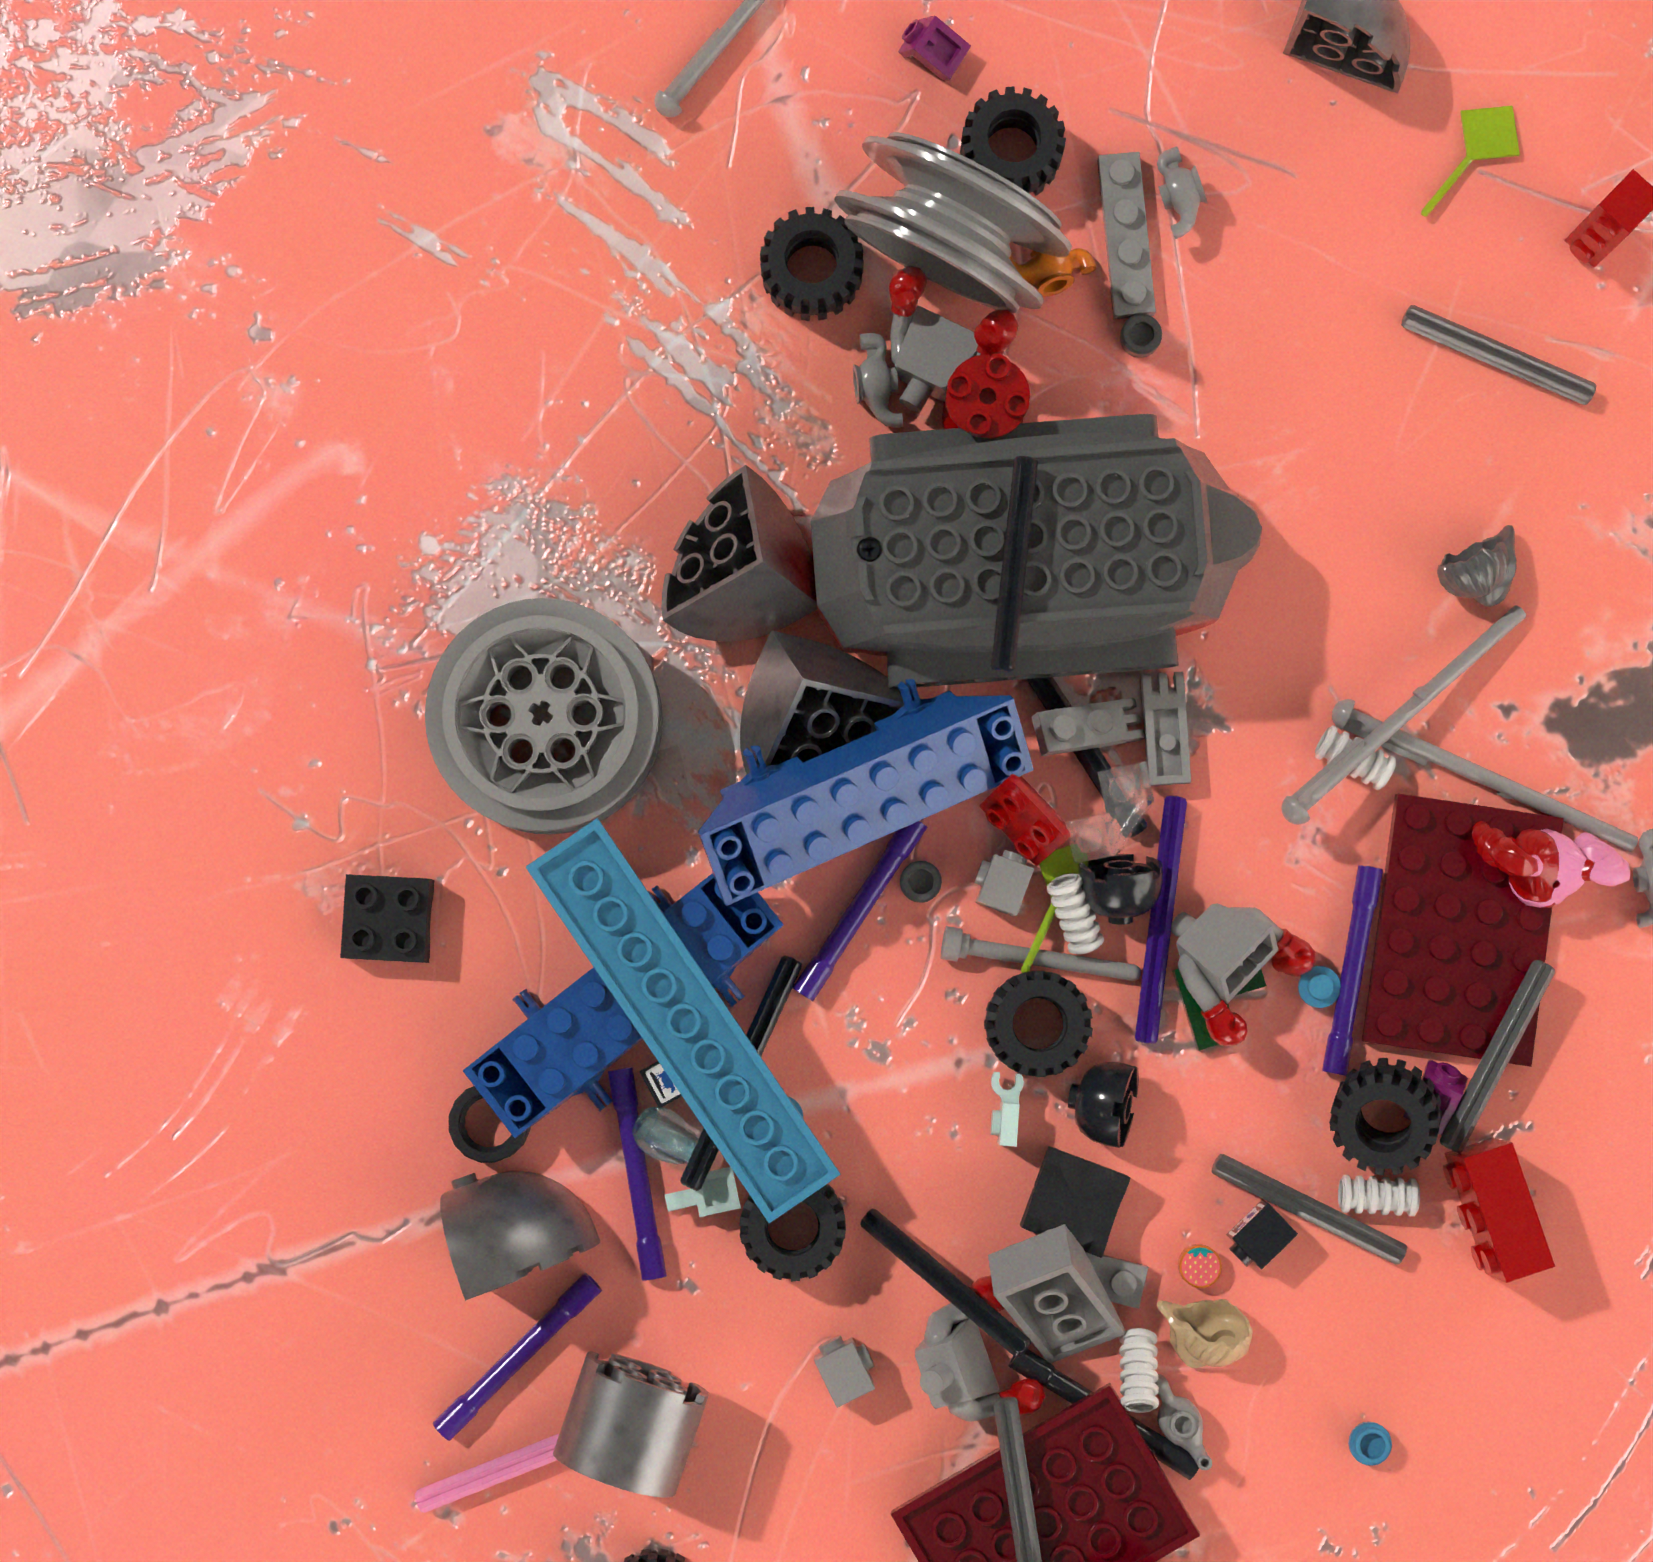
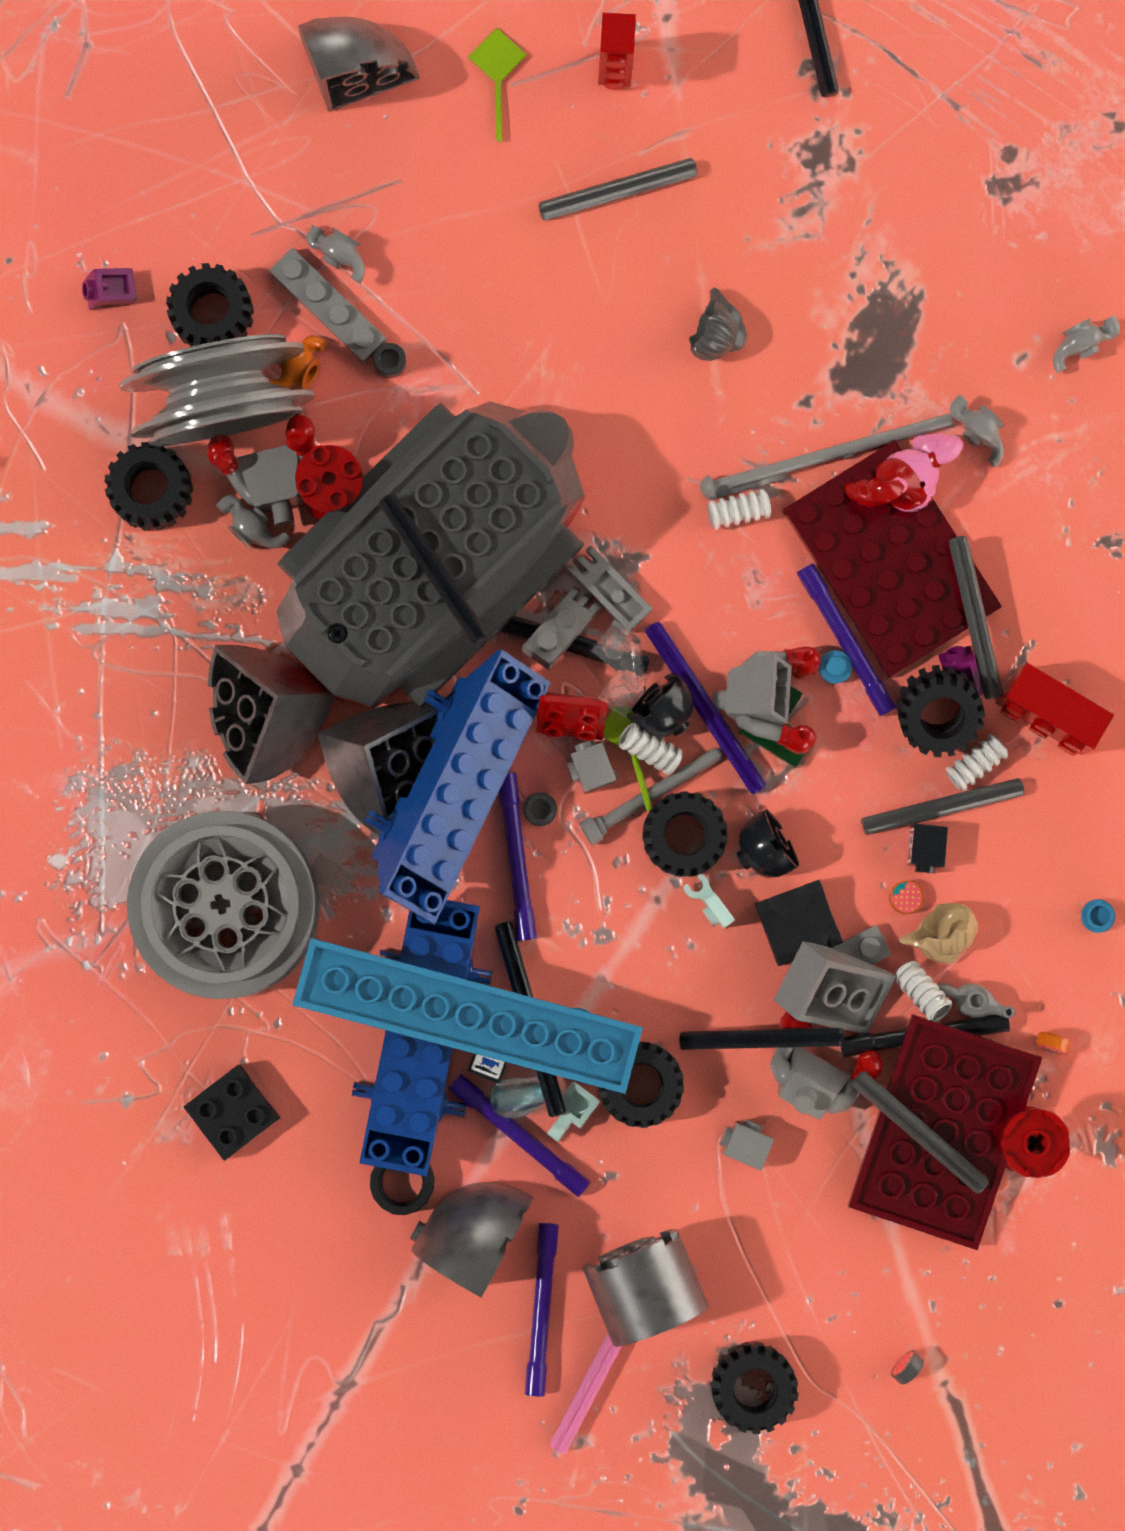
camera: 50 degrees left, 0 degrees up
(1222, 1528) = (1053, 1043): none -> orange tile
(1296, 806) = (728, 568): light grey bar -> none

